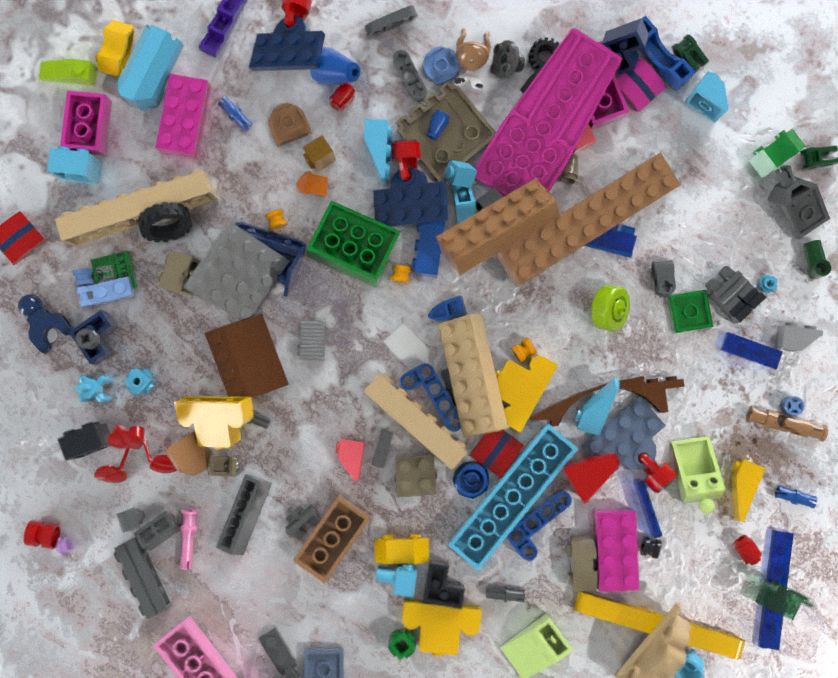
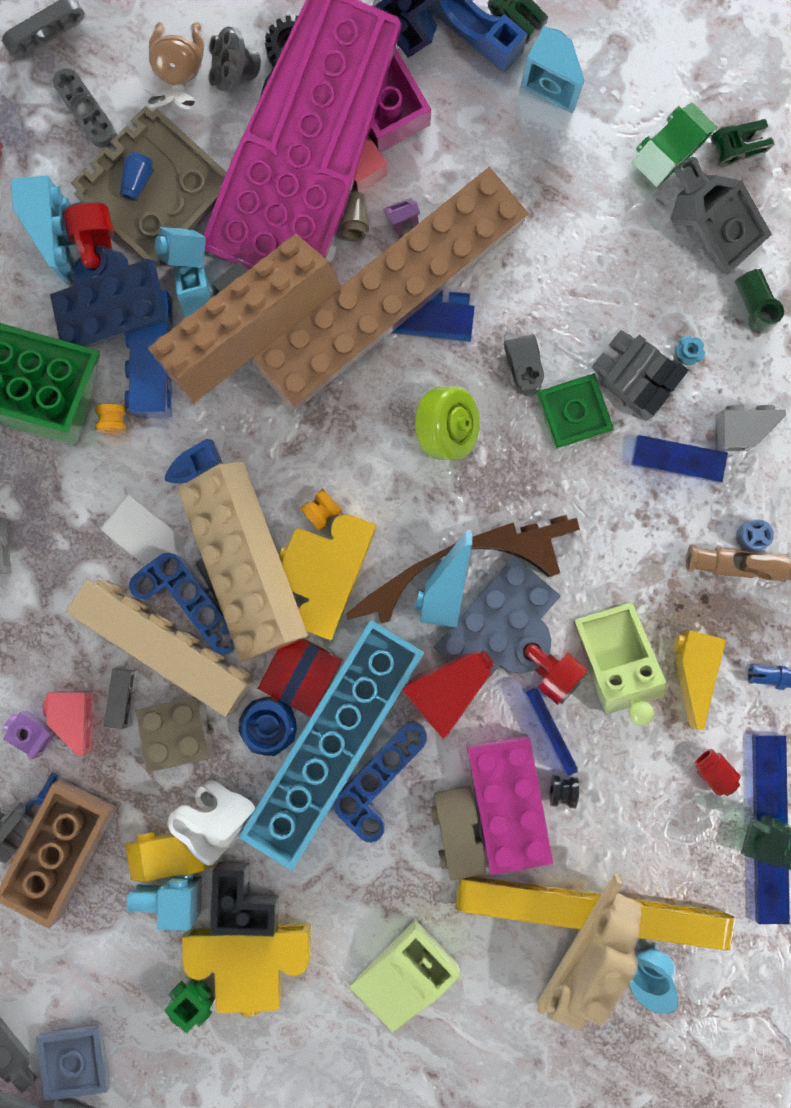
camera: 10 degrees left, 0 degrees up
(325, 503) = (41, 796): none -> blue hand
(329, 467) = (38, 733): none -> medium lavender brick
(434, 534) = (214, 829): none -> white piece
(441, 65) = (130, 84): medium blue tile -> none
(505, 594) = (345, 900): dark grey axle -> none
(600, 170) = (401, 212): none -> medium lavender tile
(640, 85) = (446, 69): dark pink slope -> none

